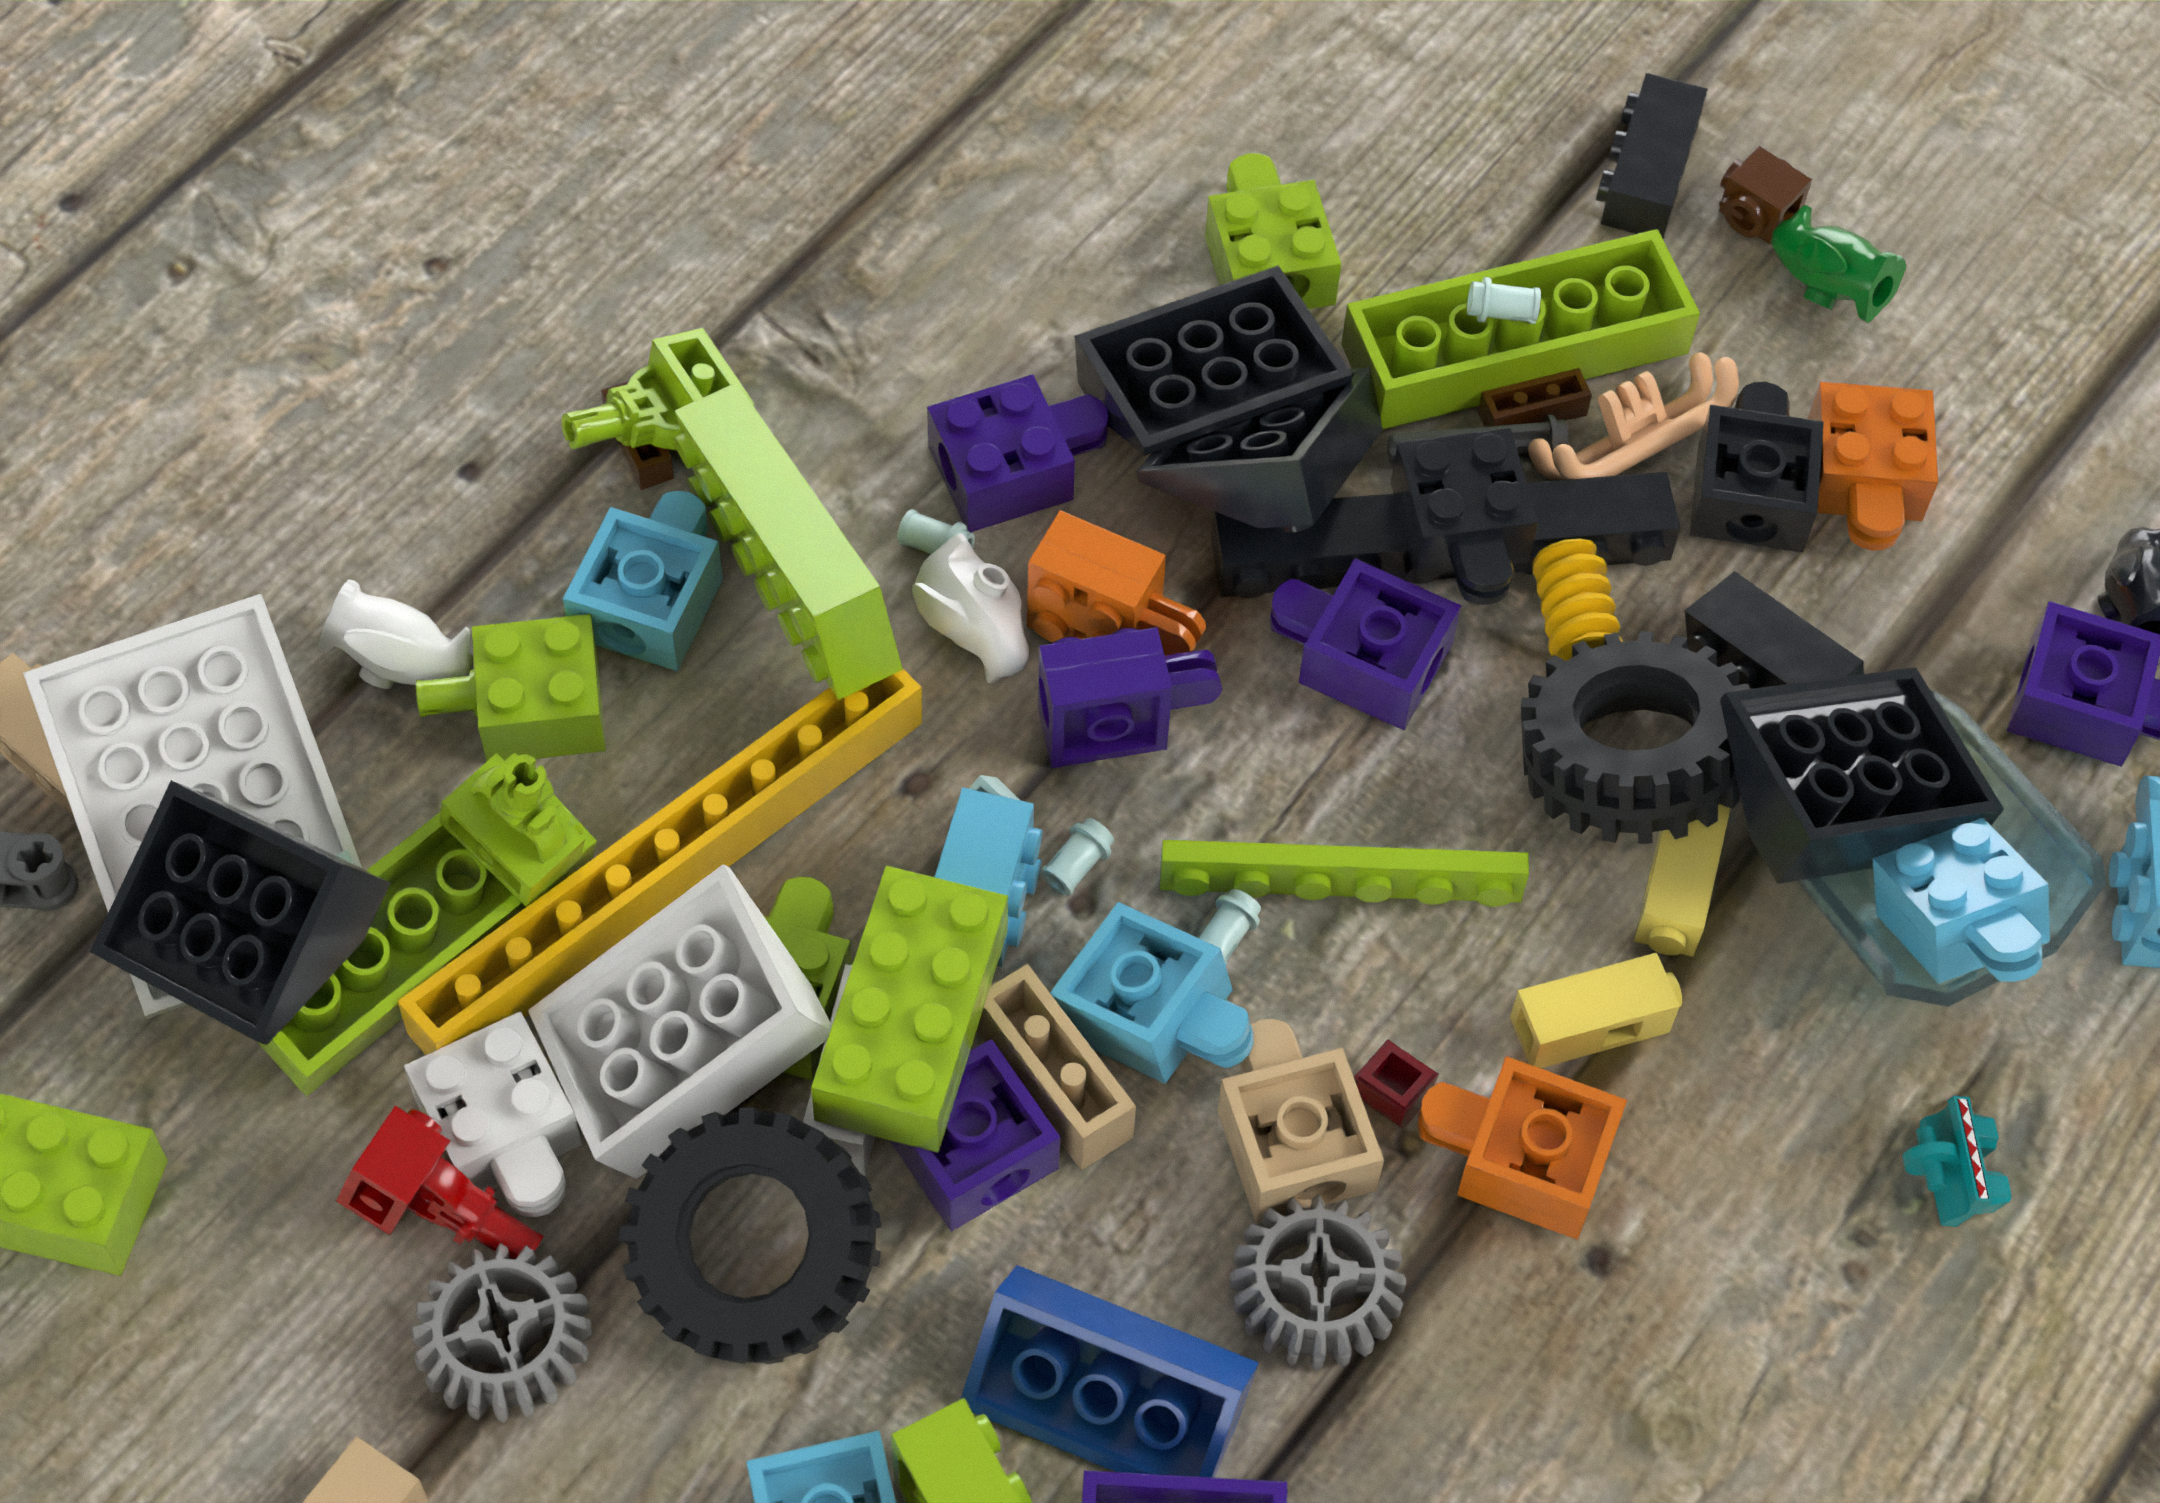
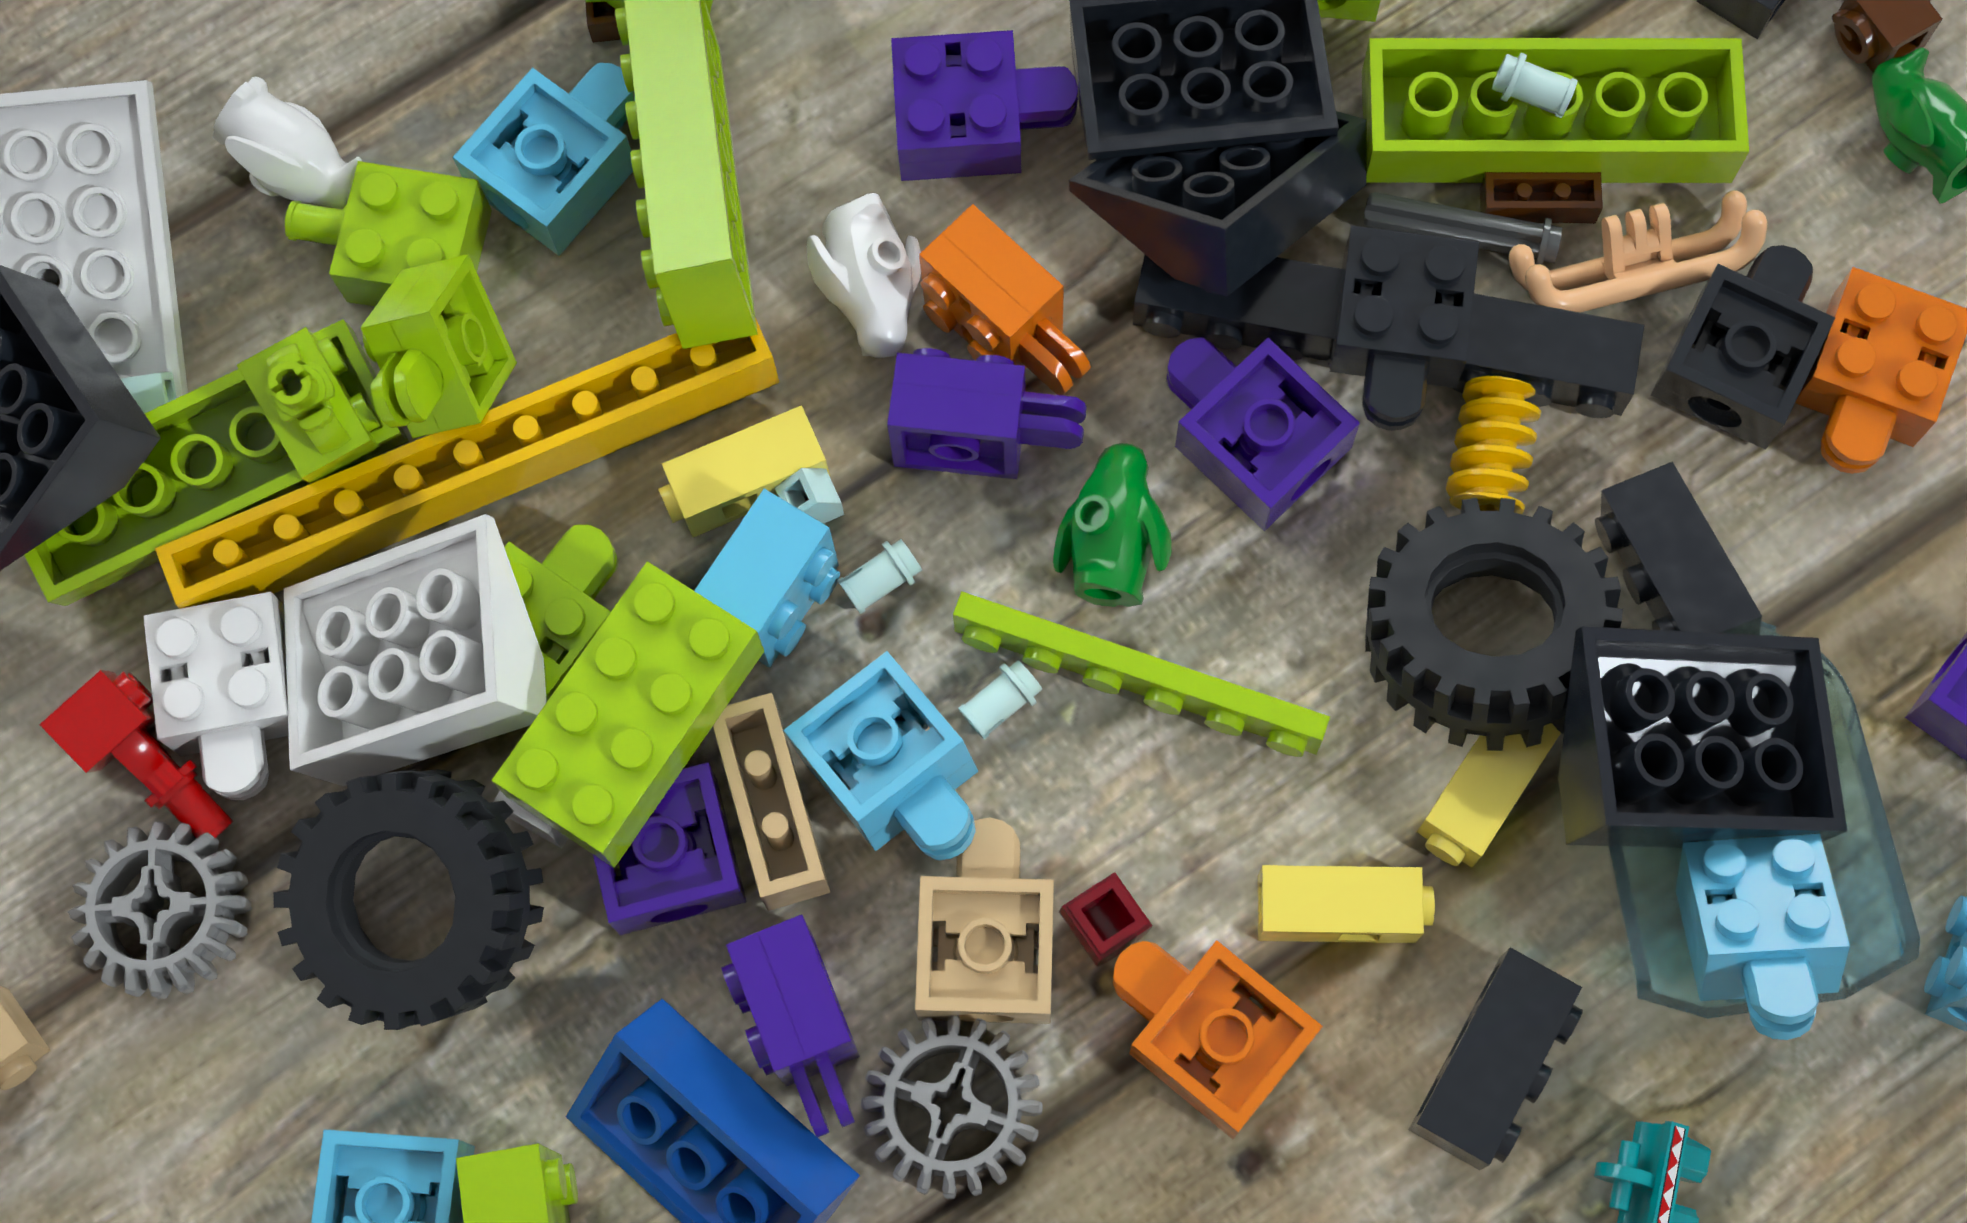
camera: 25 degrees right, 15 degrees up
(609, 756) = (435, 367): none -> lime brick
(916, 801) = (729, 474): none -> light yellow brick
(928, 533) = (859, 177): light aqua pin -> none
(1150, 1236) = (795, 1013): none -> dark purple brick
(1275, 761) = (1113, 531): none -> green animal
(1783, 1100) = (1498, 1061): none -> black brick

